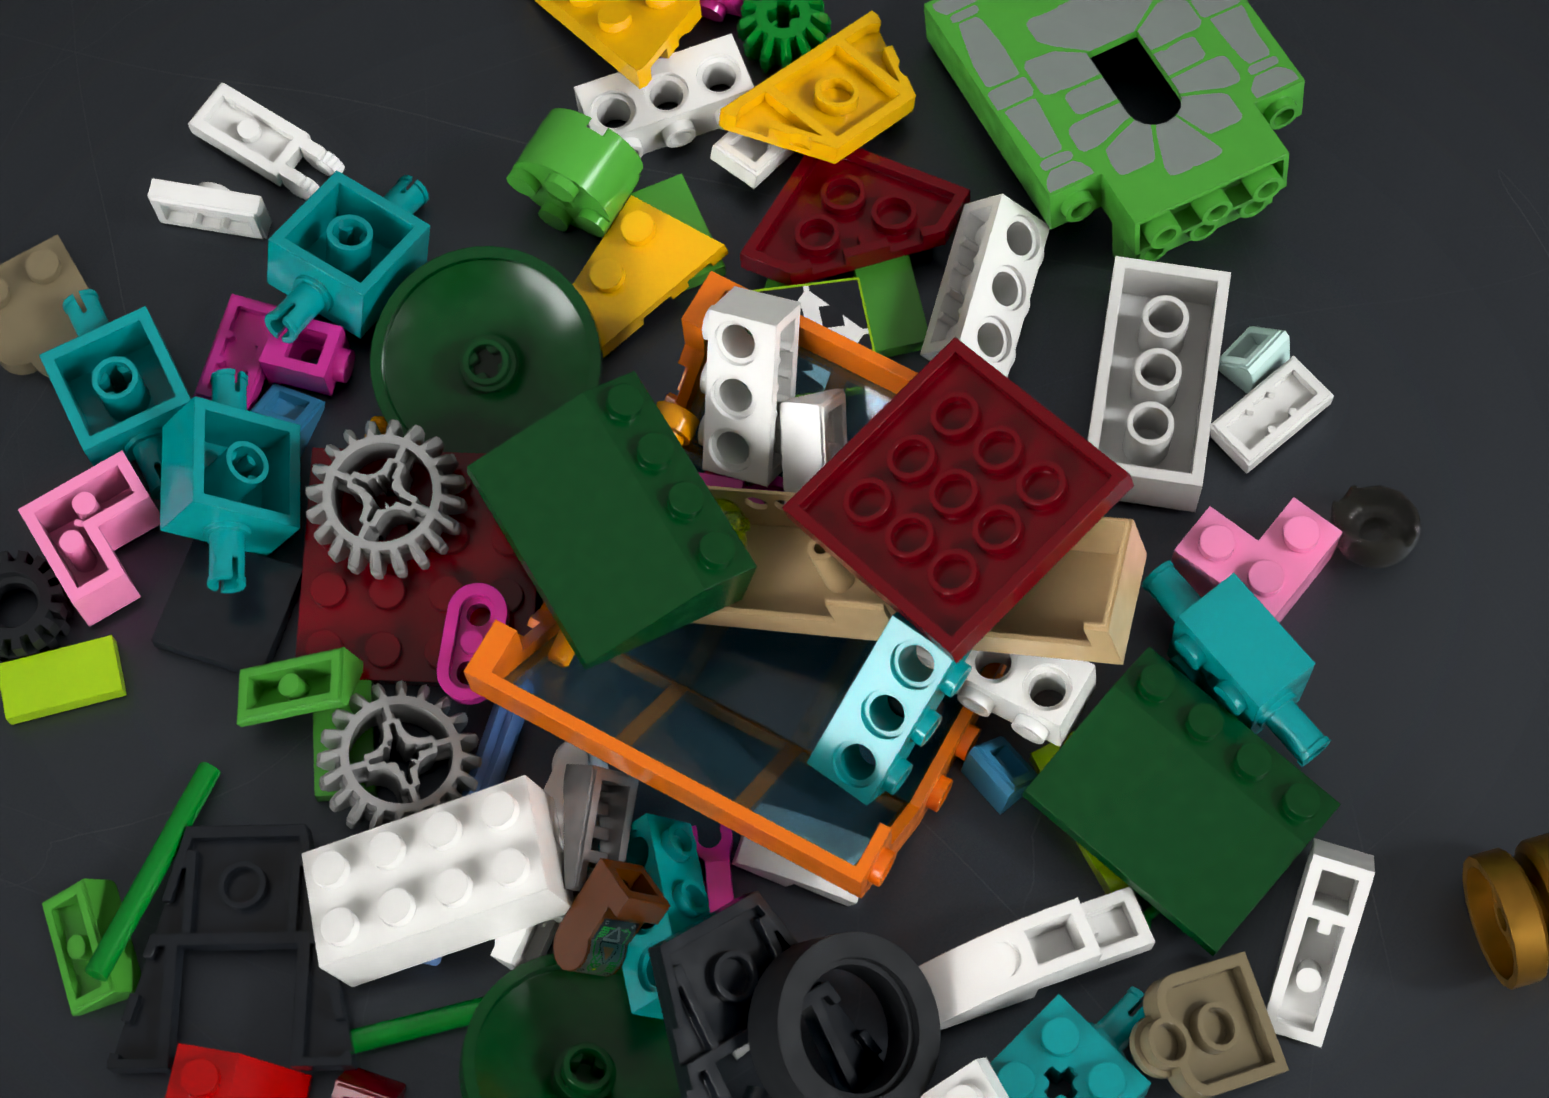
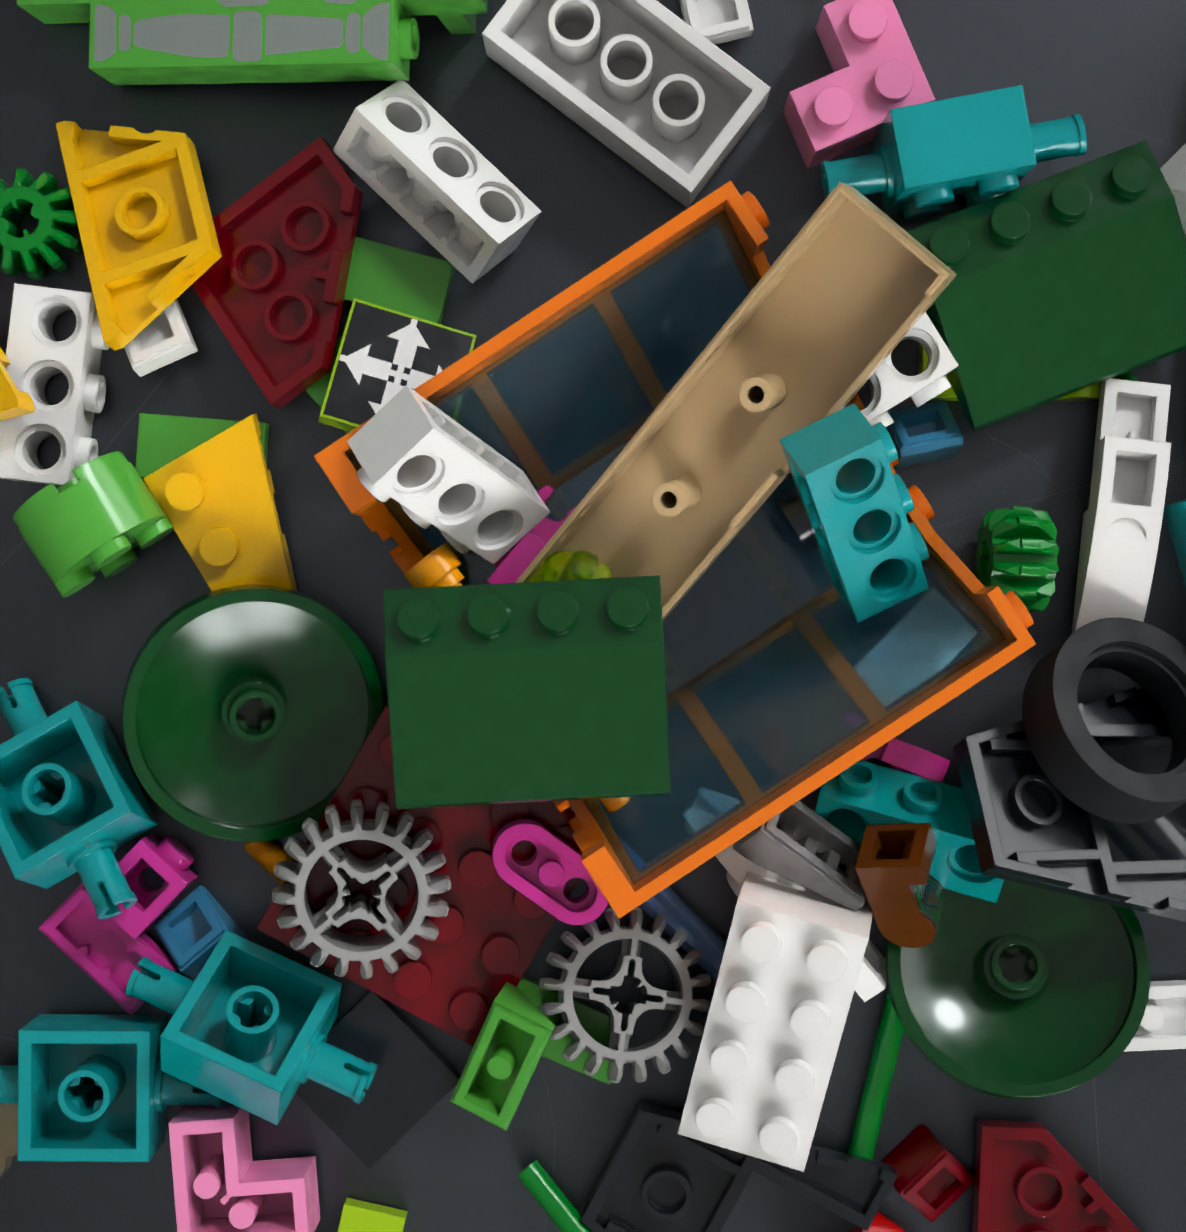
camera: 65 degrees left, 20 degrees up
(811, 434) = (542, 446): white slope -> none
(934, 889) = (1018, 554): none -> green gear
(957, 498) = (714, 342): dark red plate -> none

